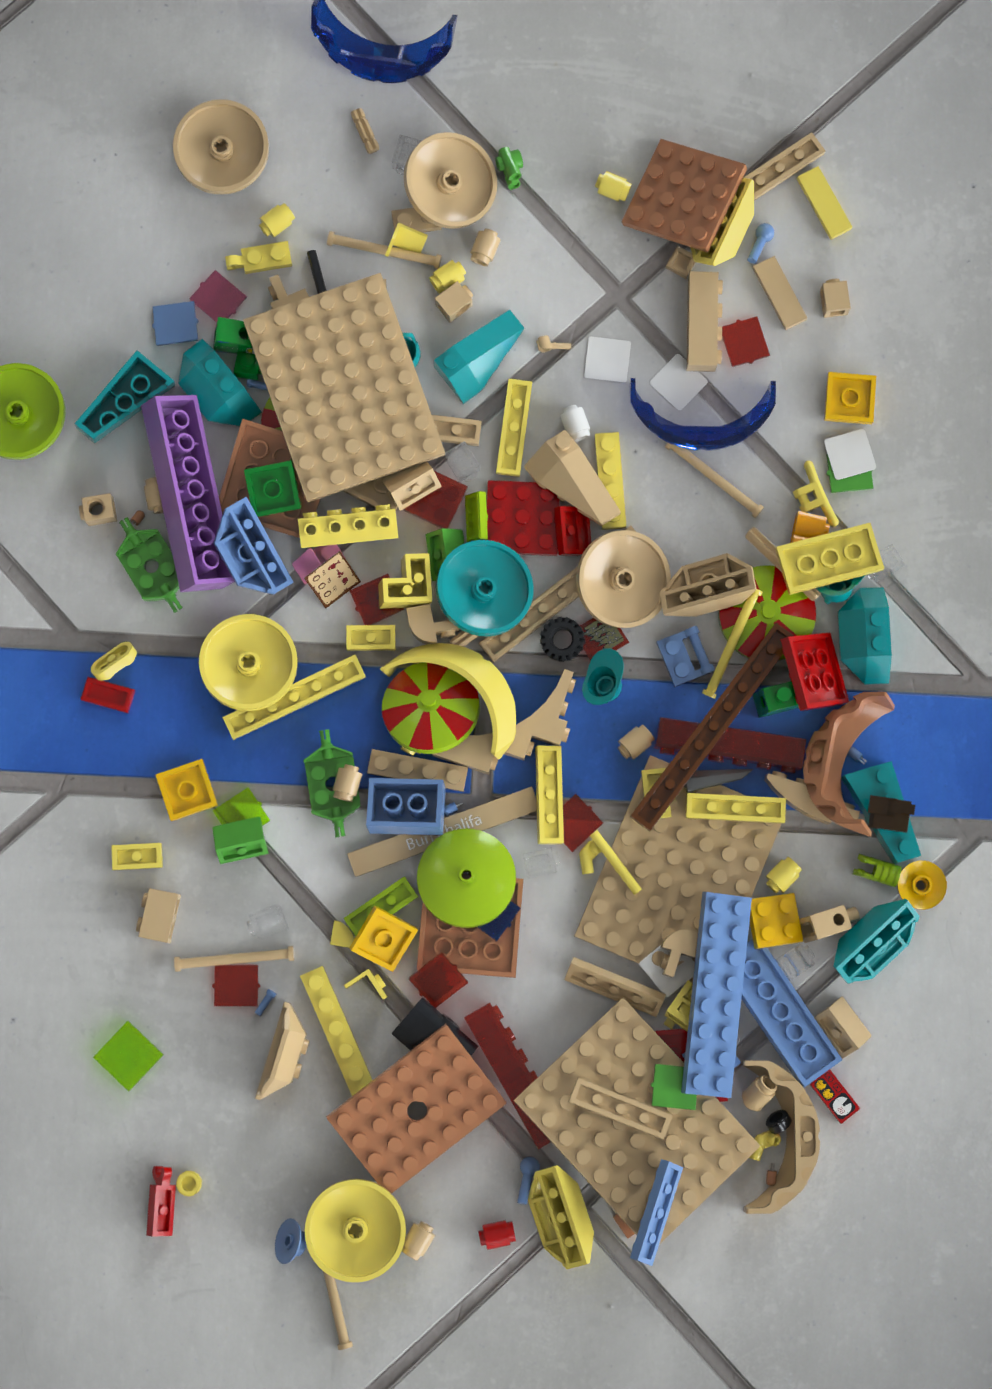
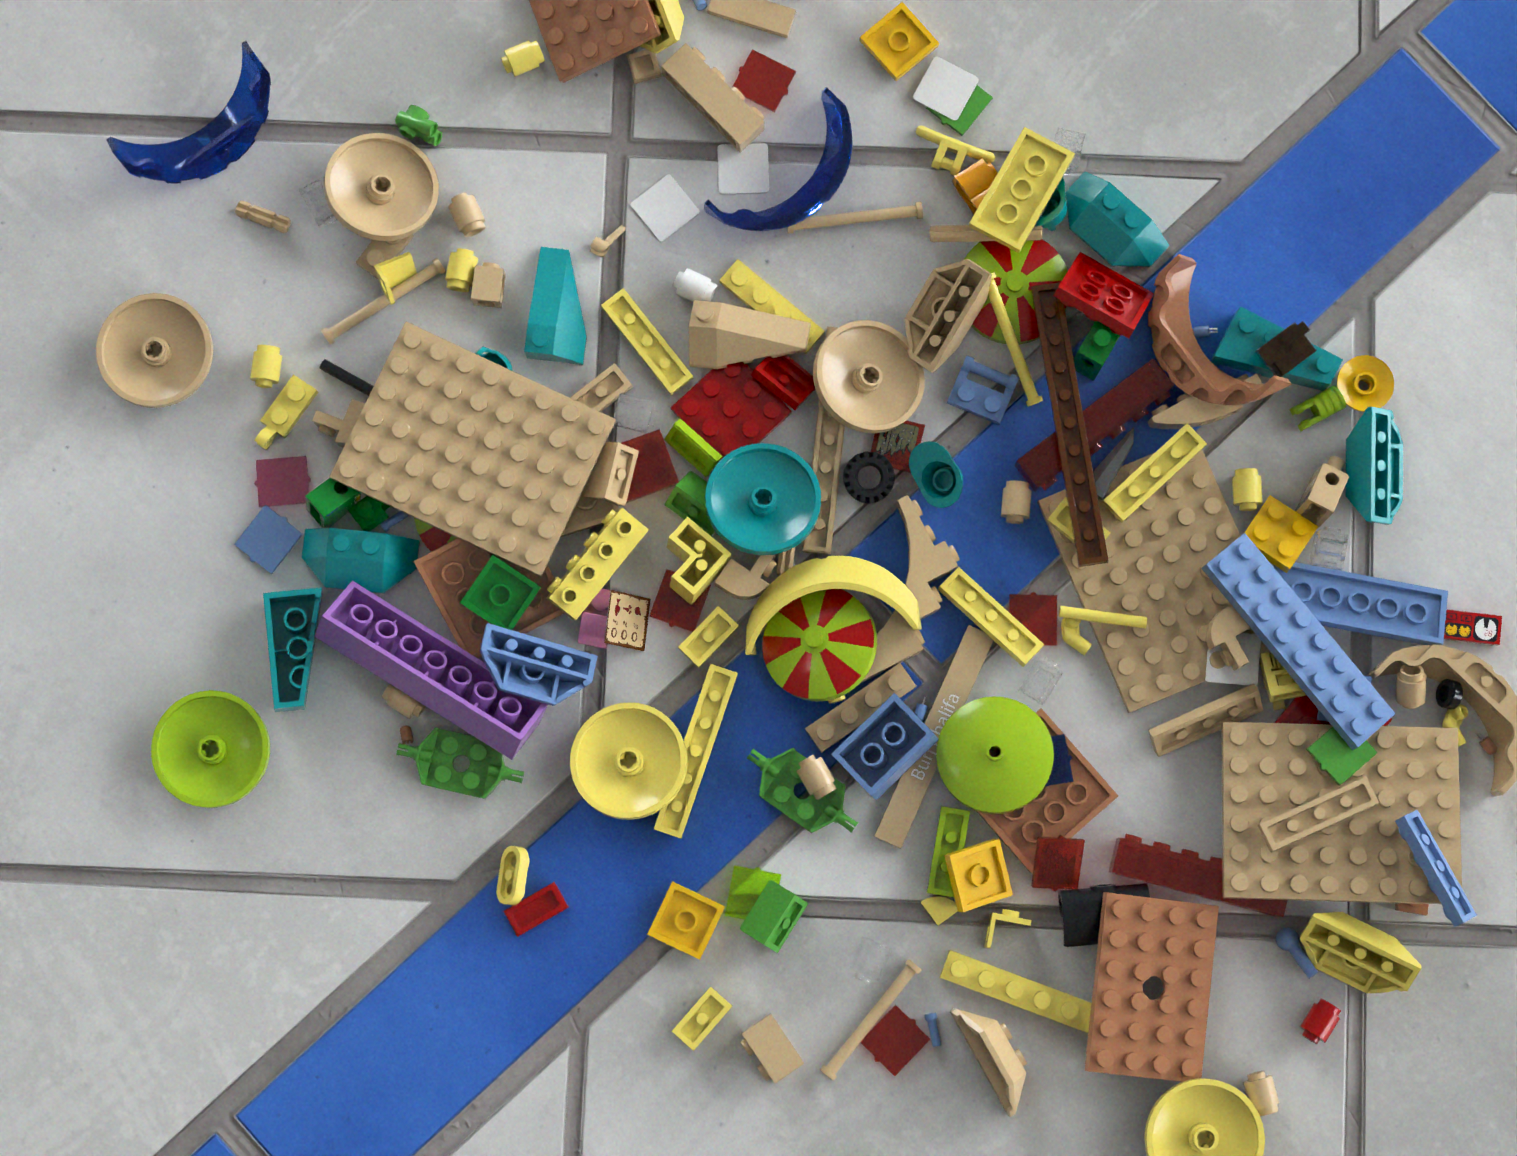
camera: 45 degrees left, 0 degrees up
(107, 515) = (379, 757): tan brick -> none
(843, 1027) = (1421, 564): tan panel -> none

